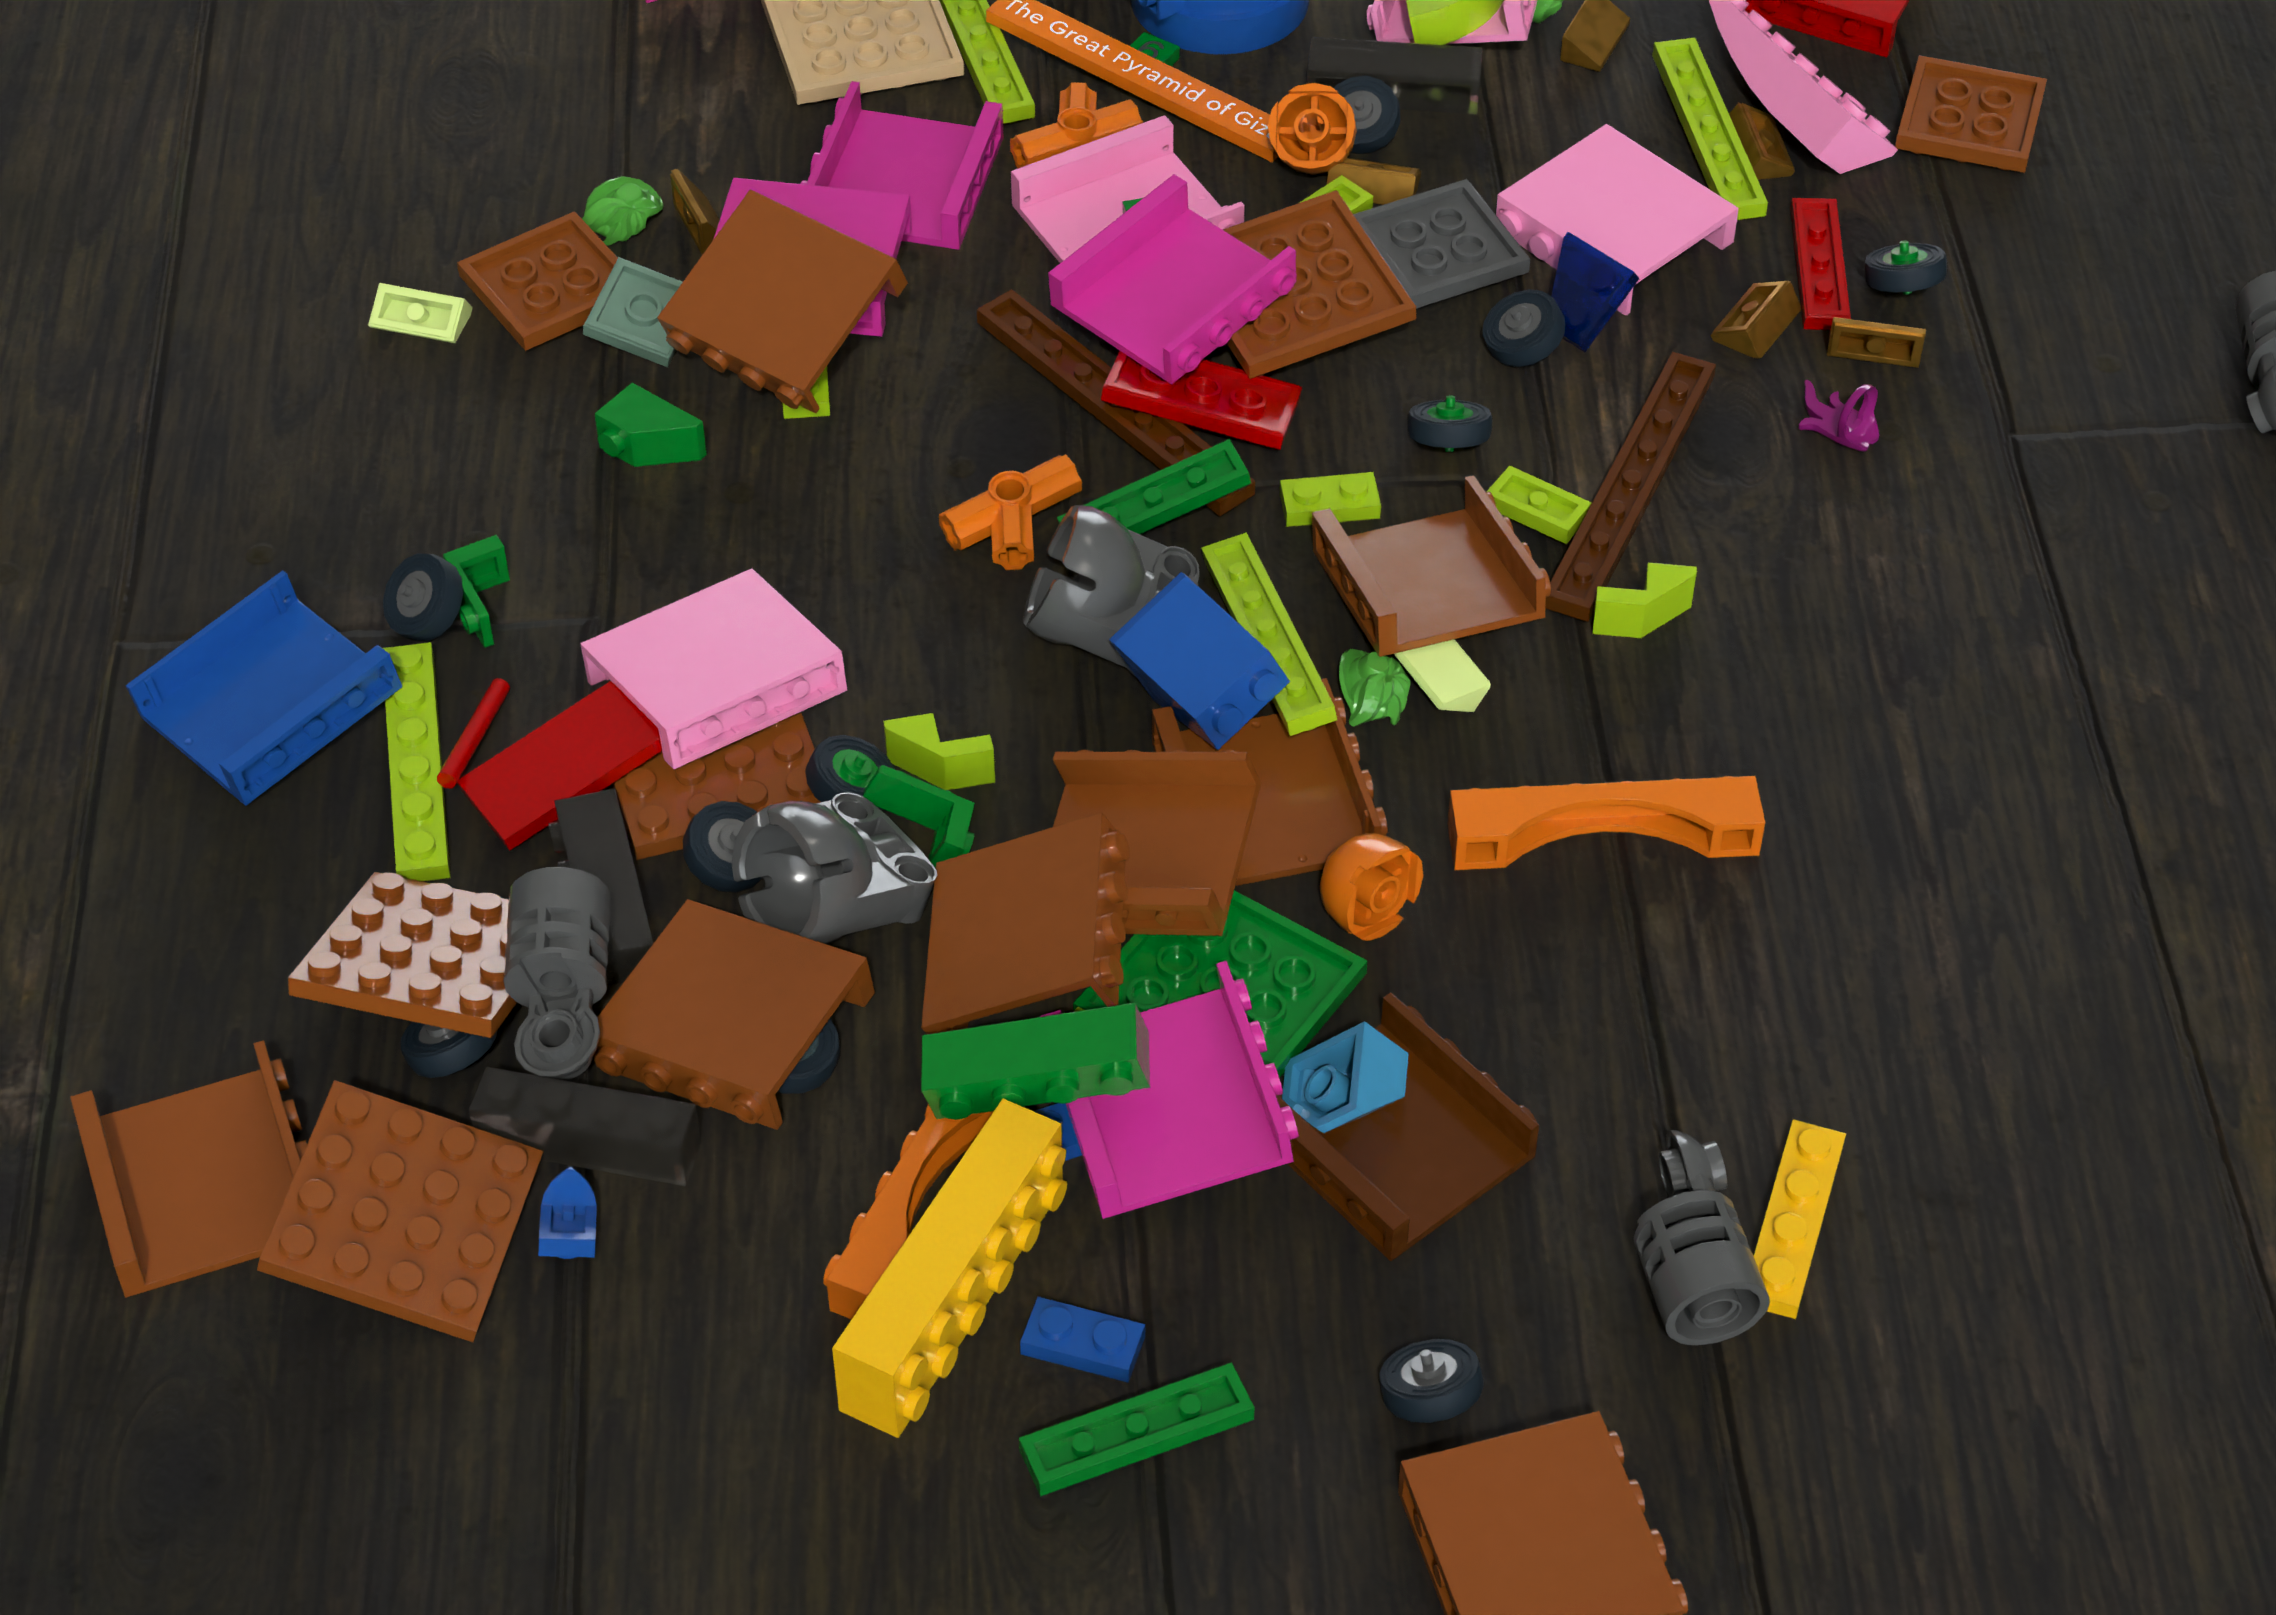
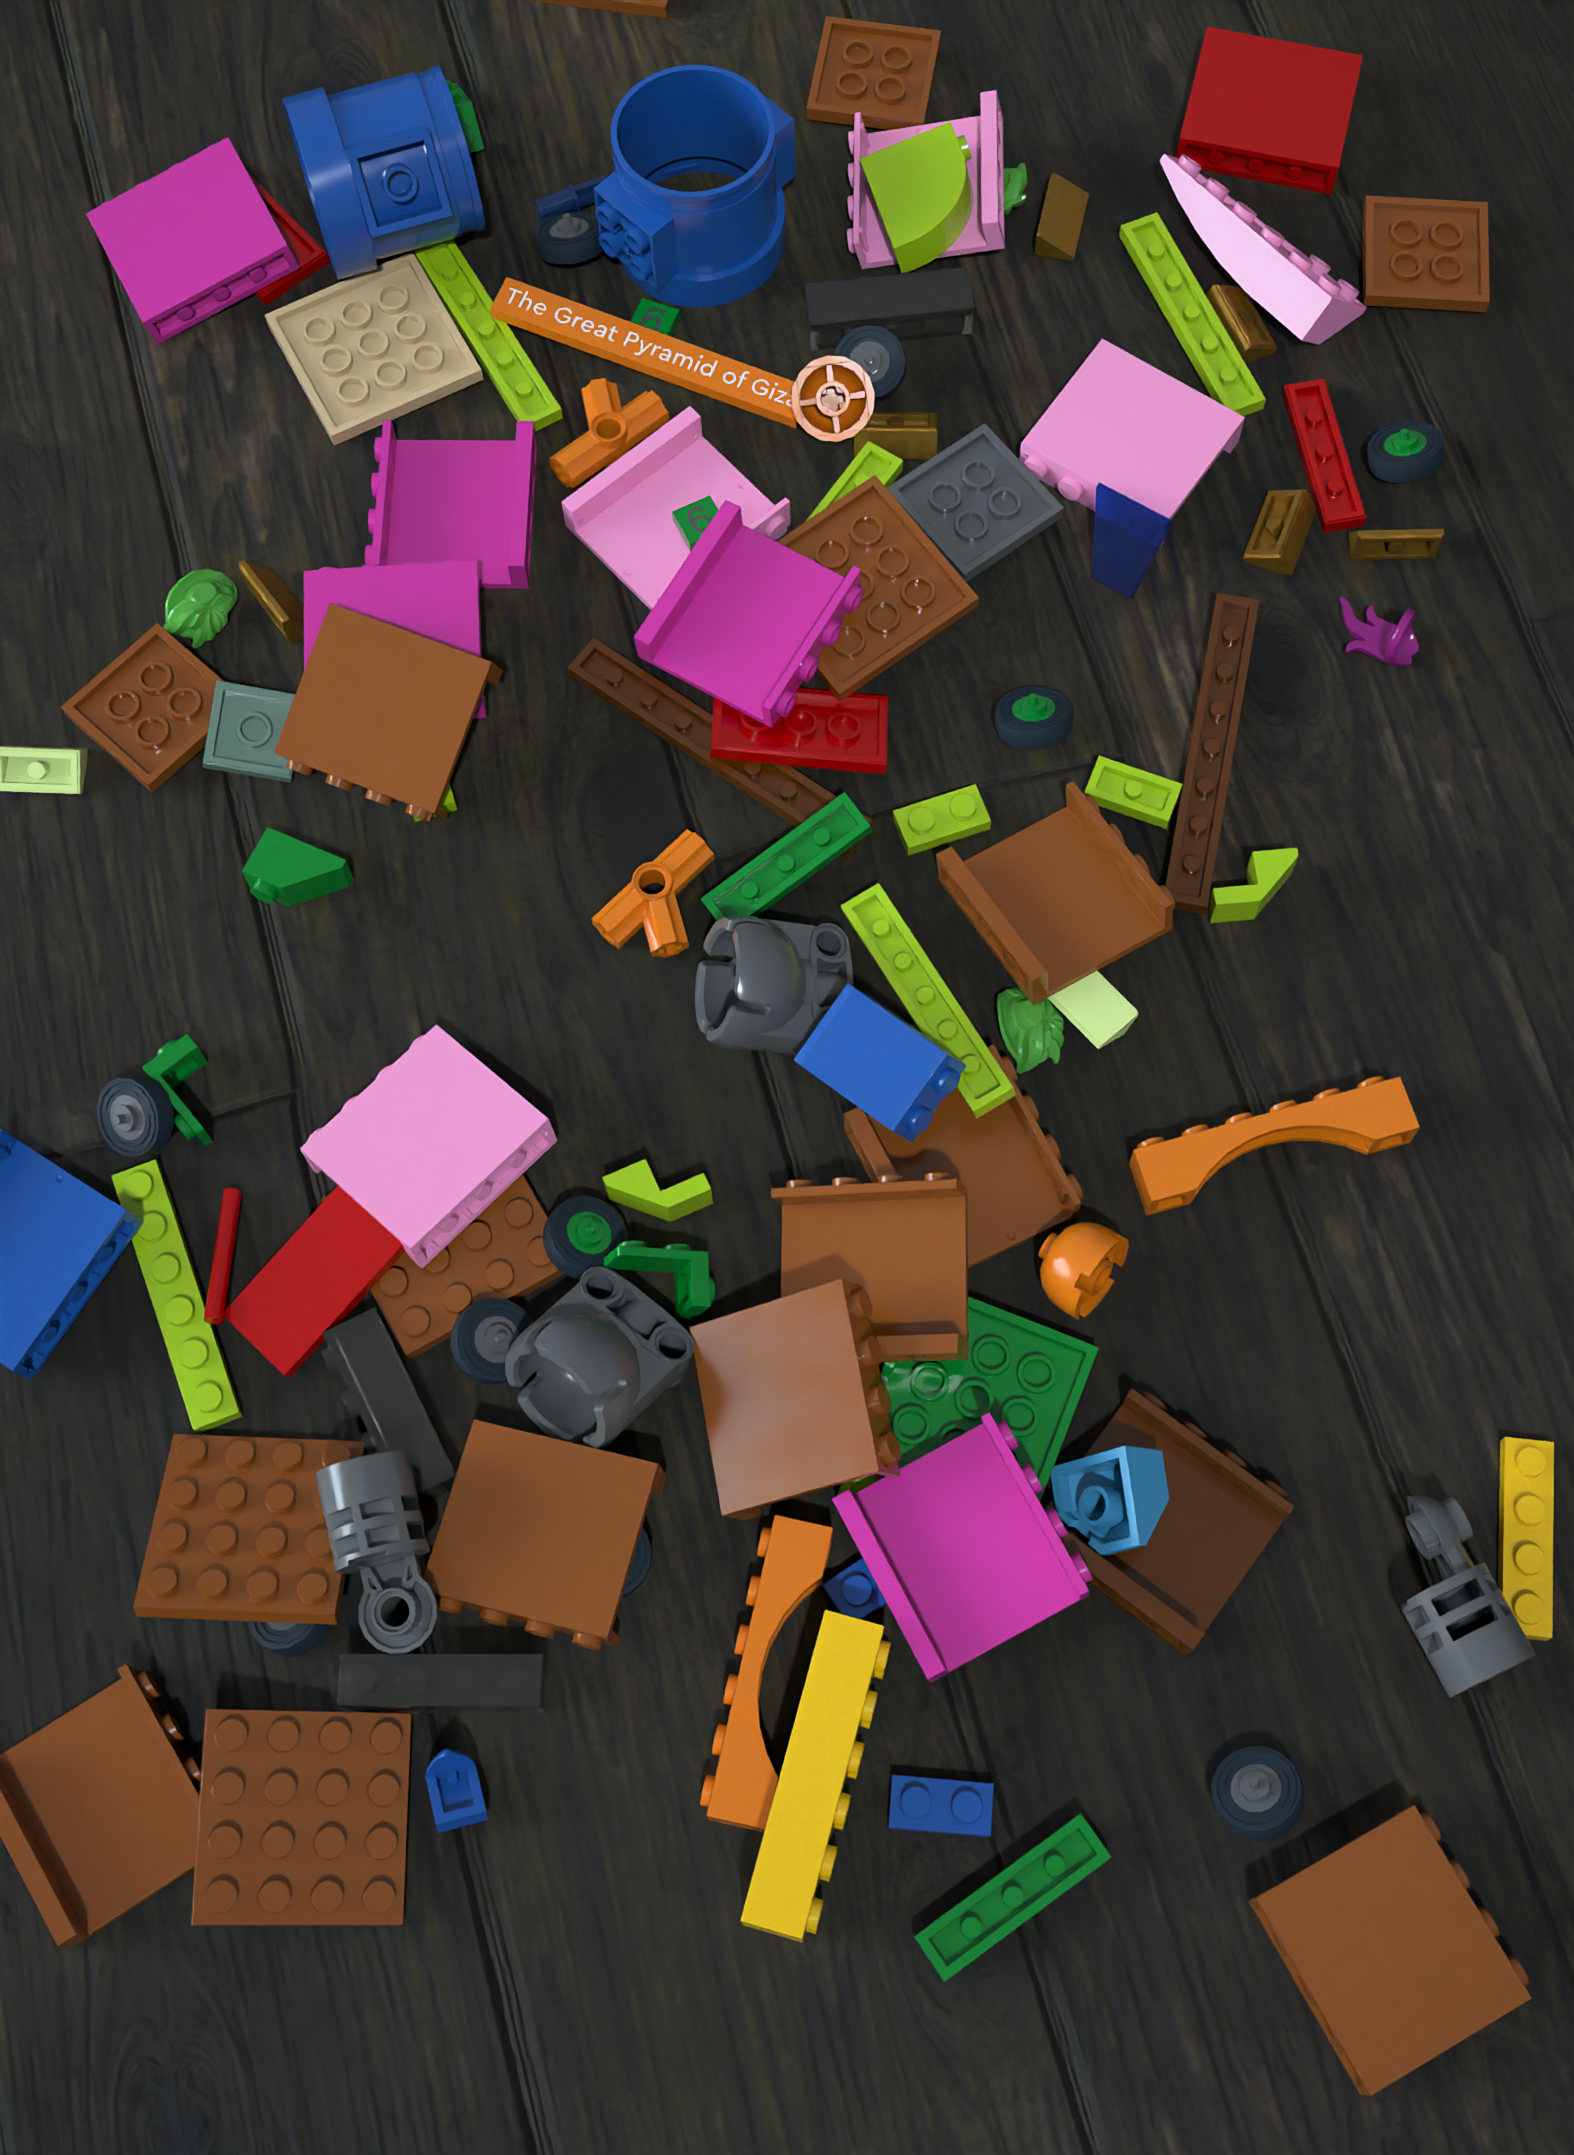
camera: 10 degrees left, 20 degrees up
(1036, 1061) = (843, 1563): green brick -> none
(1524, 328) = (1076, 591): black wheel -> none

